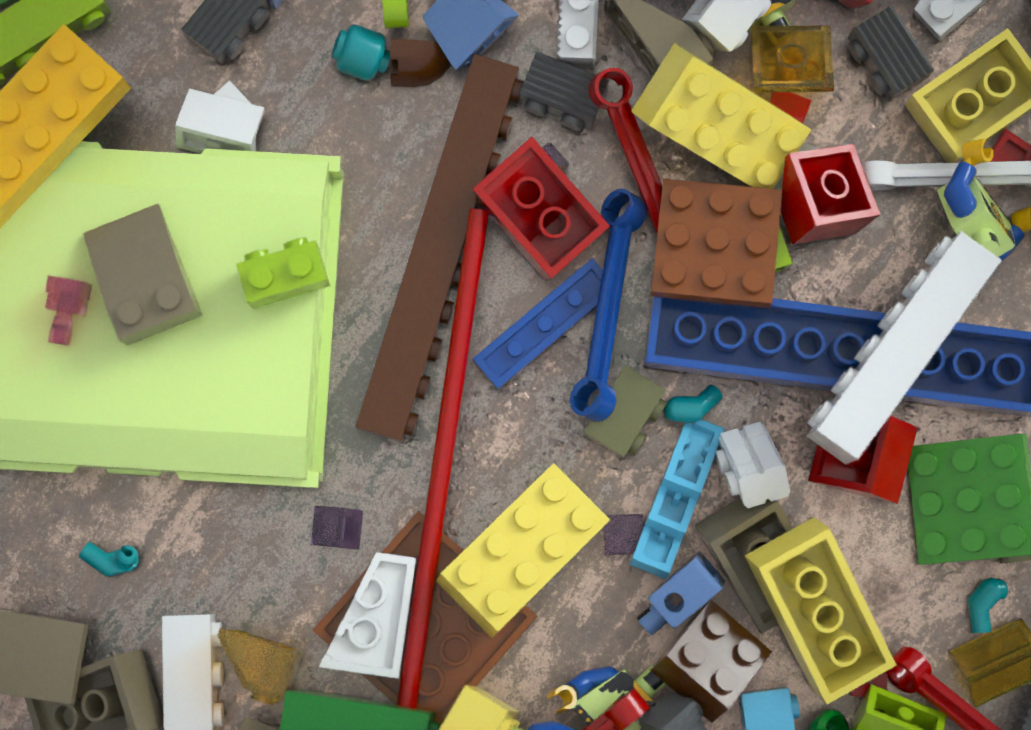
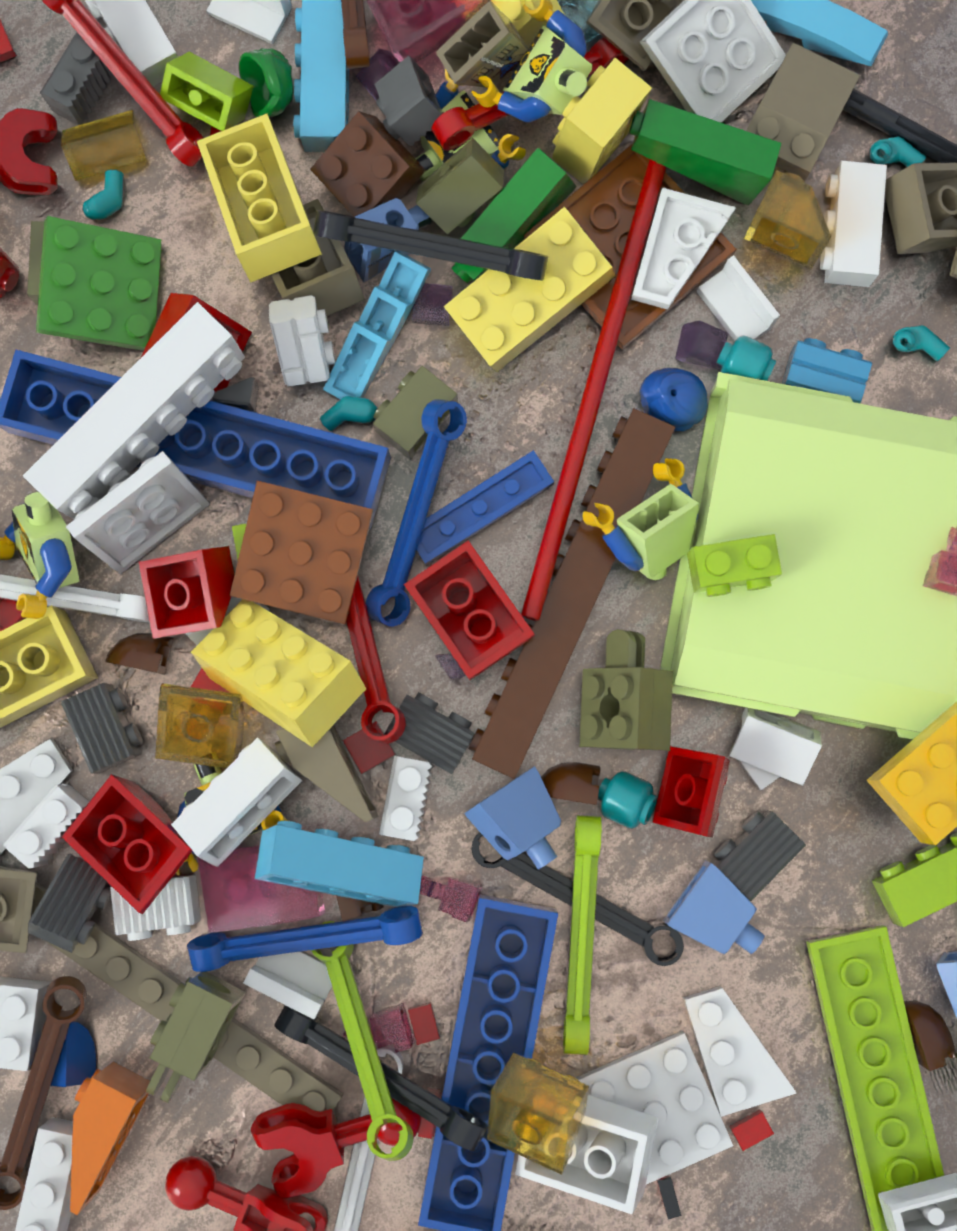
camera: 170 degrees left, 0 degrees up
(141, 275) = (875, 584): dark tan slope -> none
(205, 507) = (826, 370): none -> dark azure brick
(289, 509) = (747, 358): none -> teal head
(298, 64) = (691, 791): none -> red slope
(305, 572) = (738, 302): none -> white panel
(359, 464) = (674, 397): none -> blue hair
(363, 314) = (654, 531): none -> yellowish green torso
(373, 139) = (640, 692): none -> olive brick
(536, 558) = (486, 256): none -> black piece
(552, 631) = (518, 207): none -> green slope
(610, 652) = (460, 187): none -> olive brick
(628, 62) = (366, 751): none -> red tile
(805, 404) = (239, 395): none -> dark grey slope
(867, 131) = (142, 652): none -> reddish brown brick
(887, 259) = (138, 513): none -> white plate

